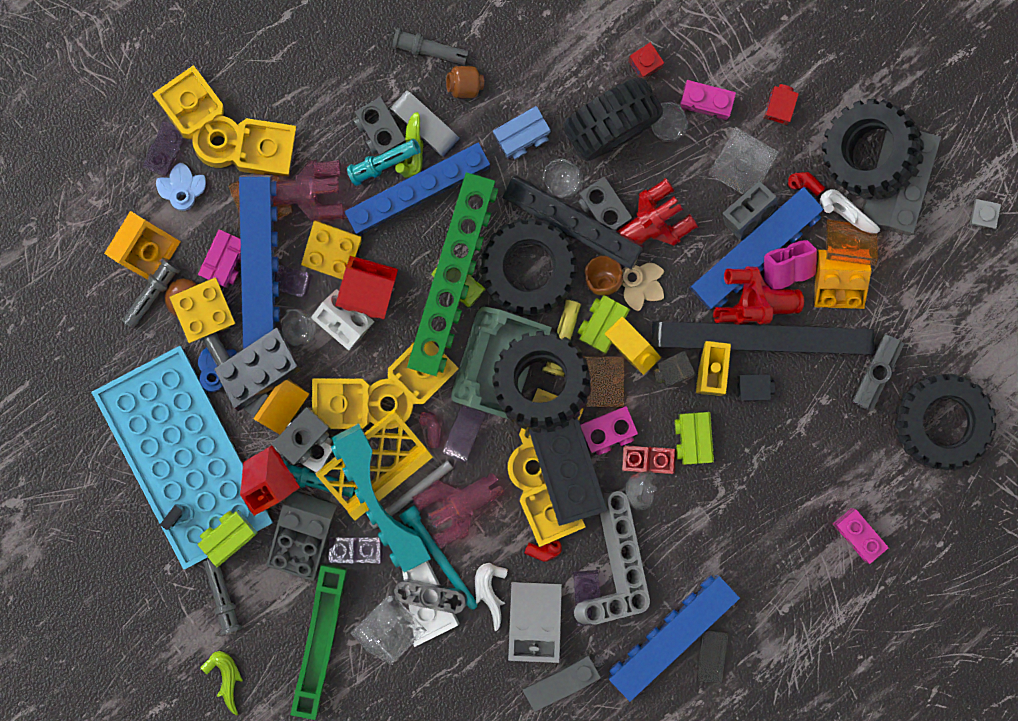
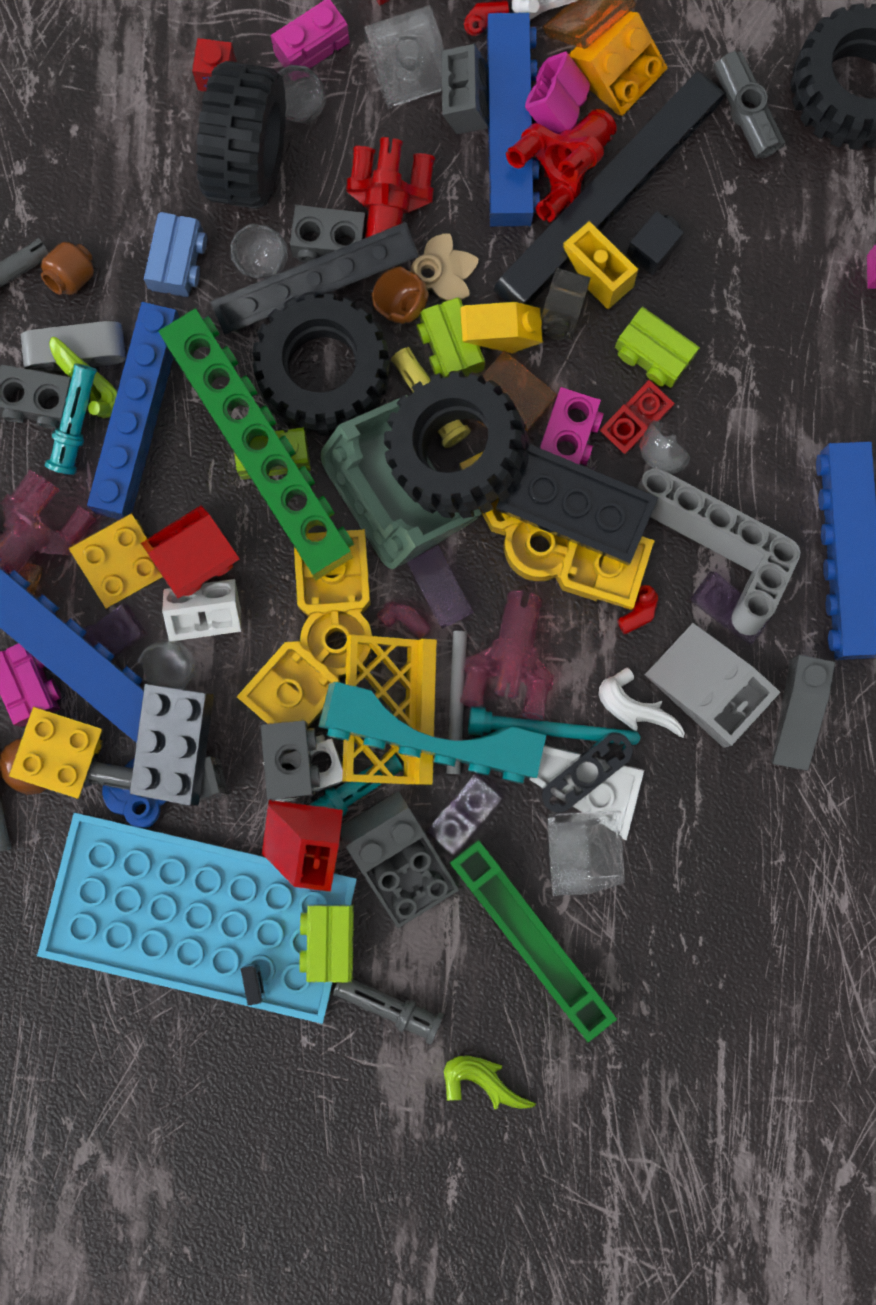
camera: 50 degrees left, 5 degrees down
(281, 406) = (236, 755): light orange slope -> none

